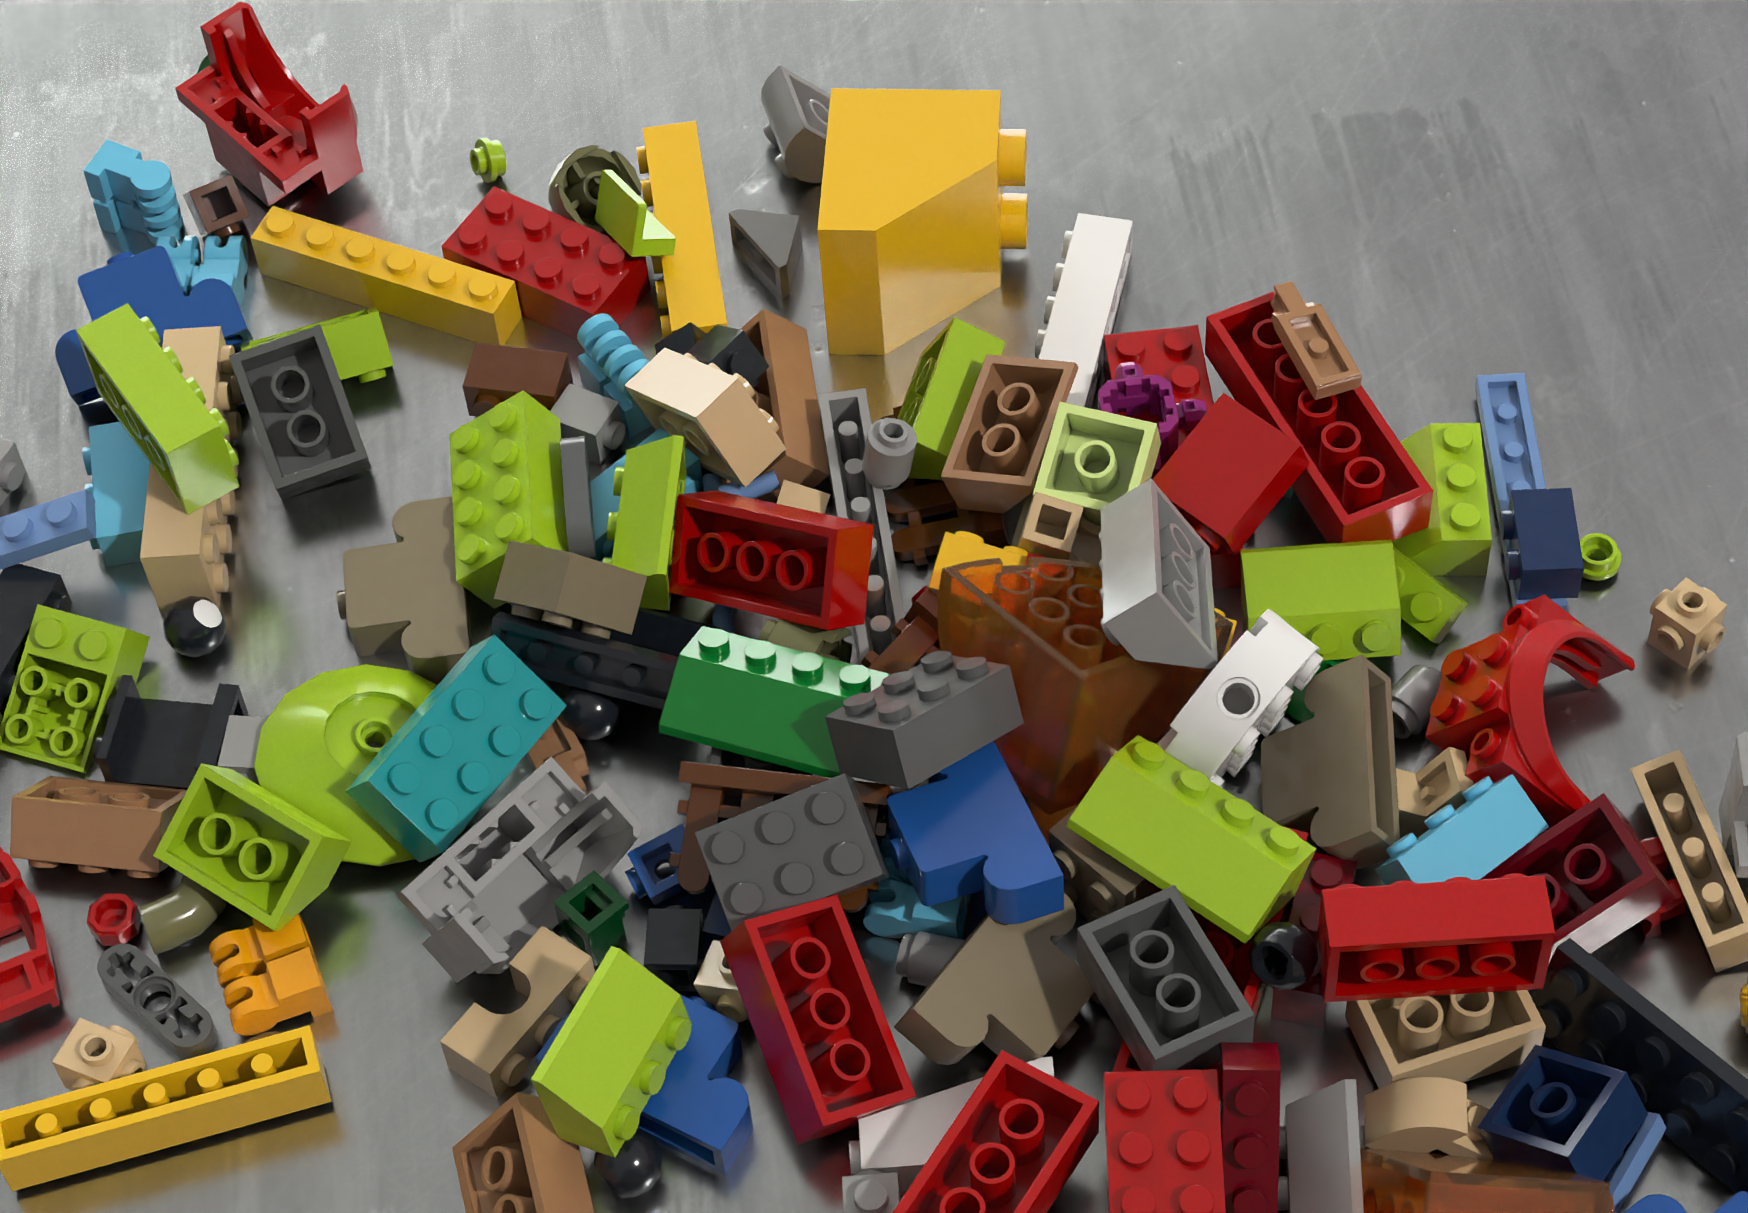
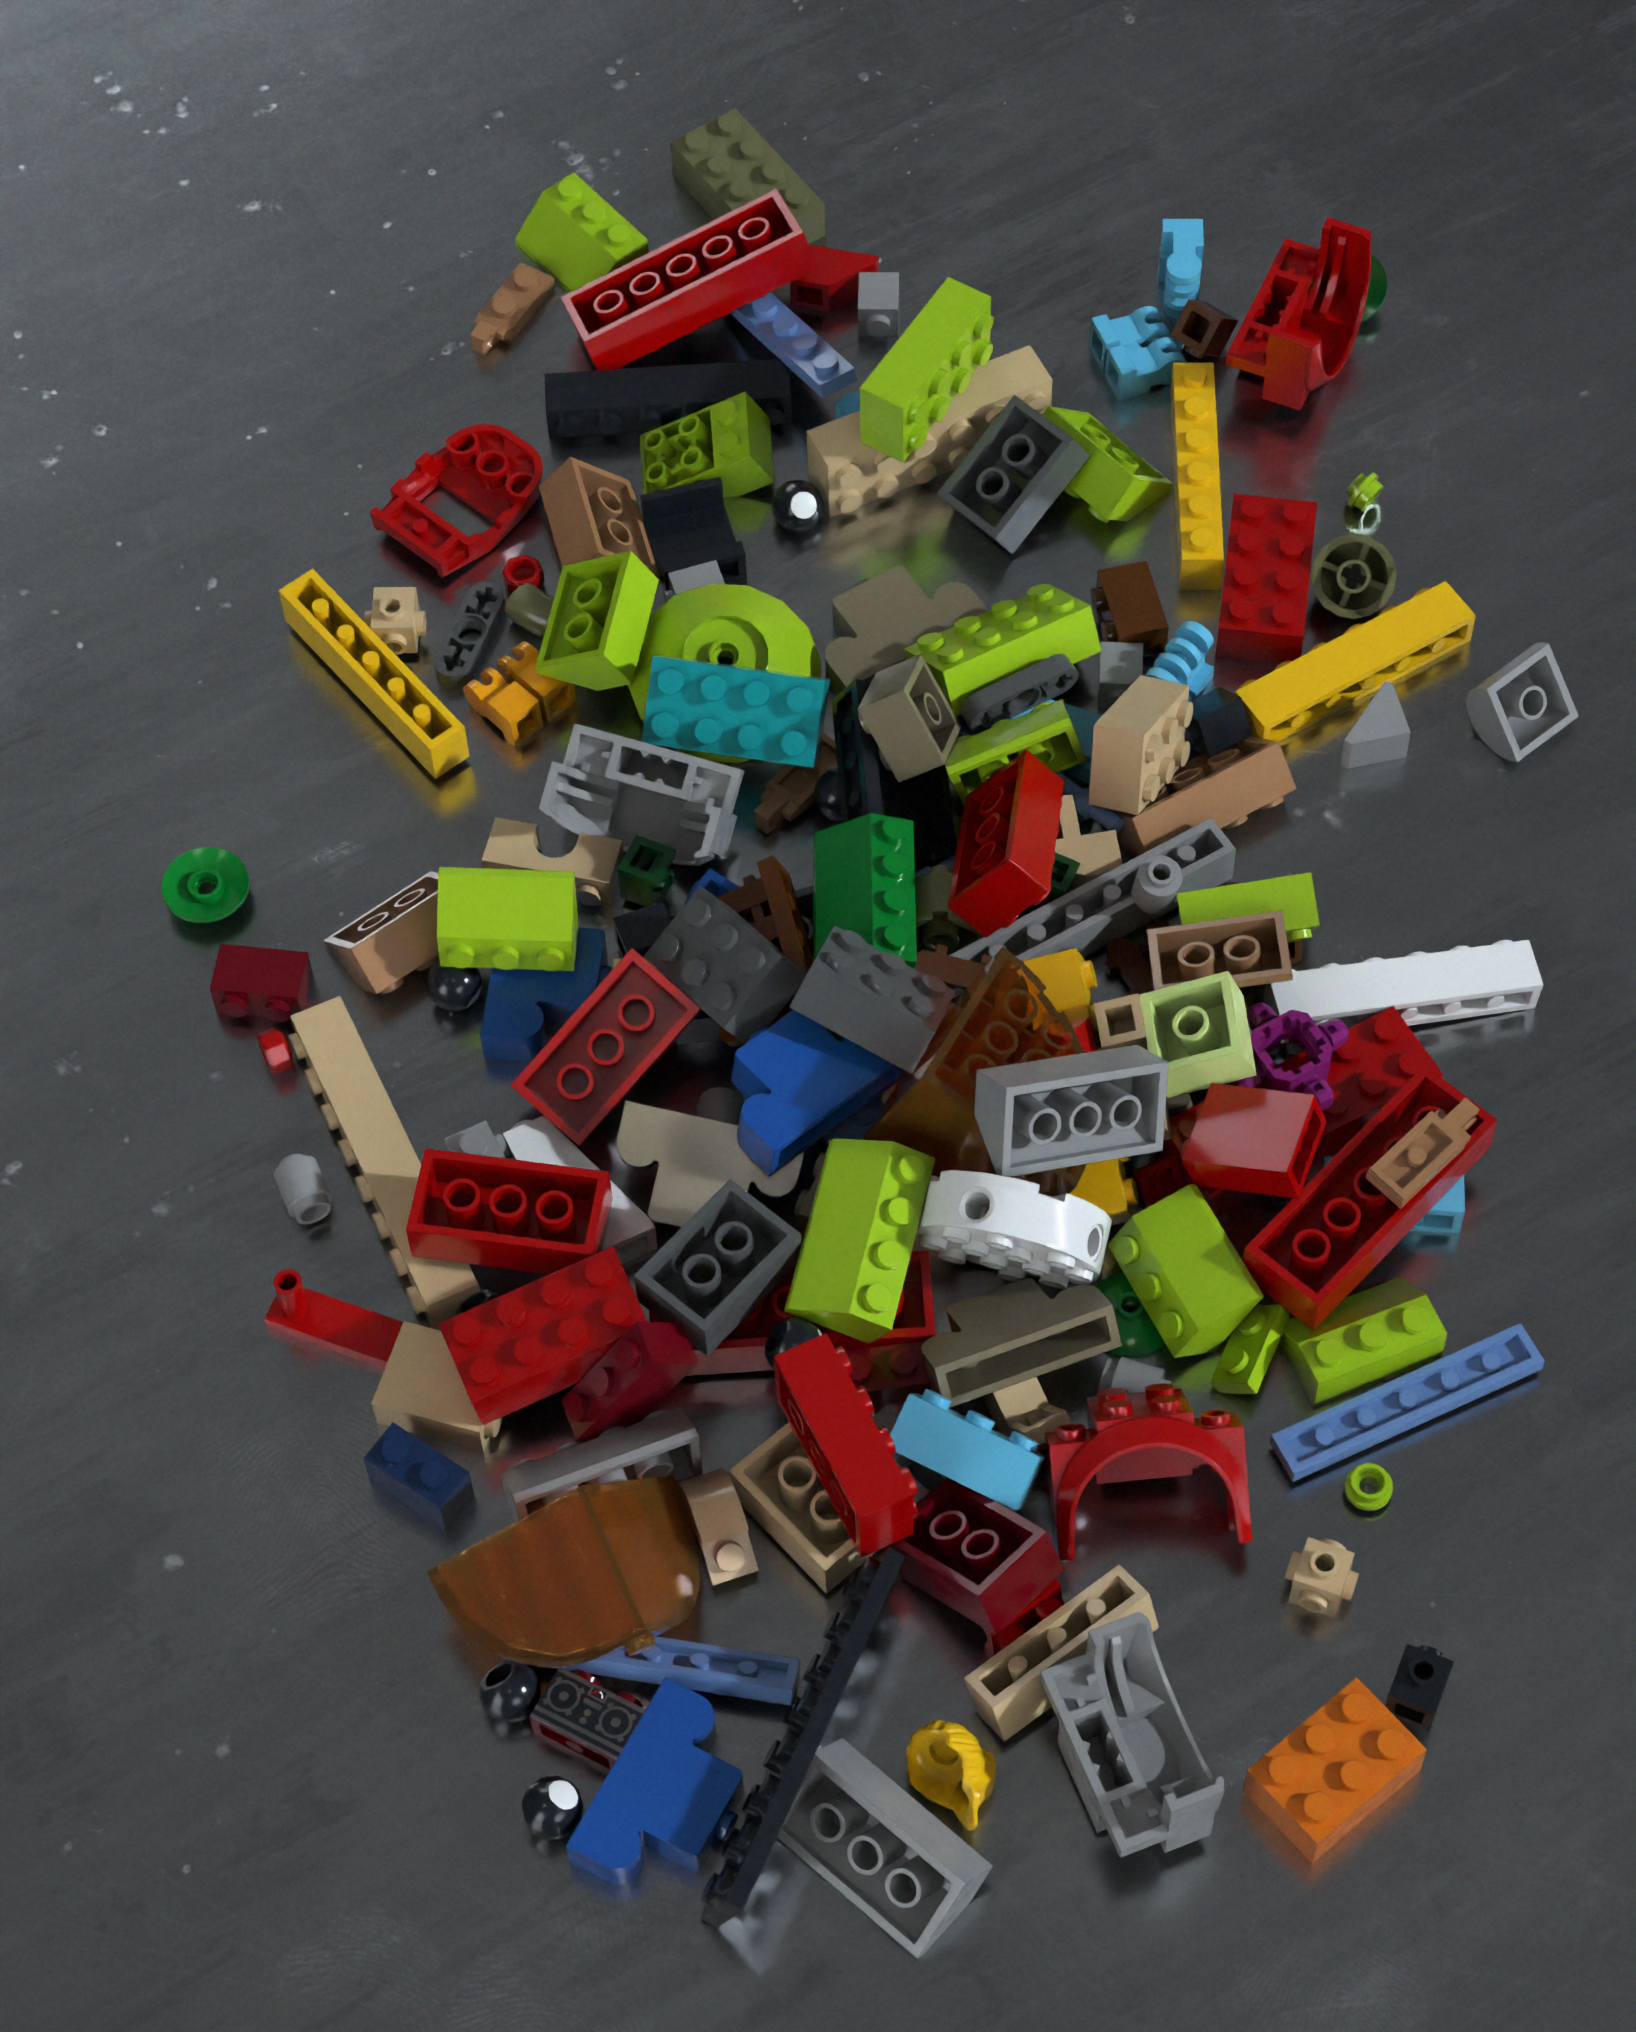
camera: 65 degrees right, 5 degrees up
(152, 290) = (1066, 330): blue brick -> none
(629, 221) = (1323, 615): lime panel -> none
(731, 352) = (1204, 737): black brick -> none
(914, 210) = (1425, 800): yellow slope -> none
(1543, 543) = (1337, 1426): dark blue brick -> none
(1564, 1115) = (749, 1615): dark blue brick -> none

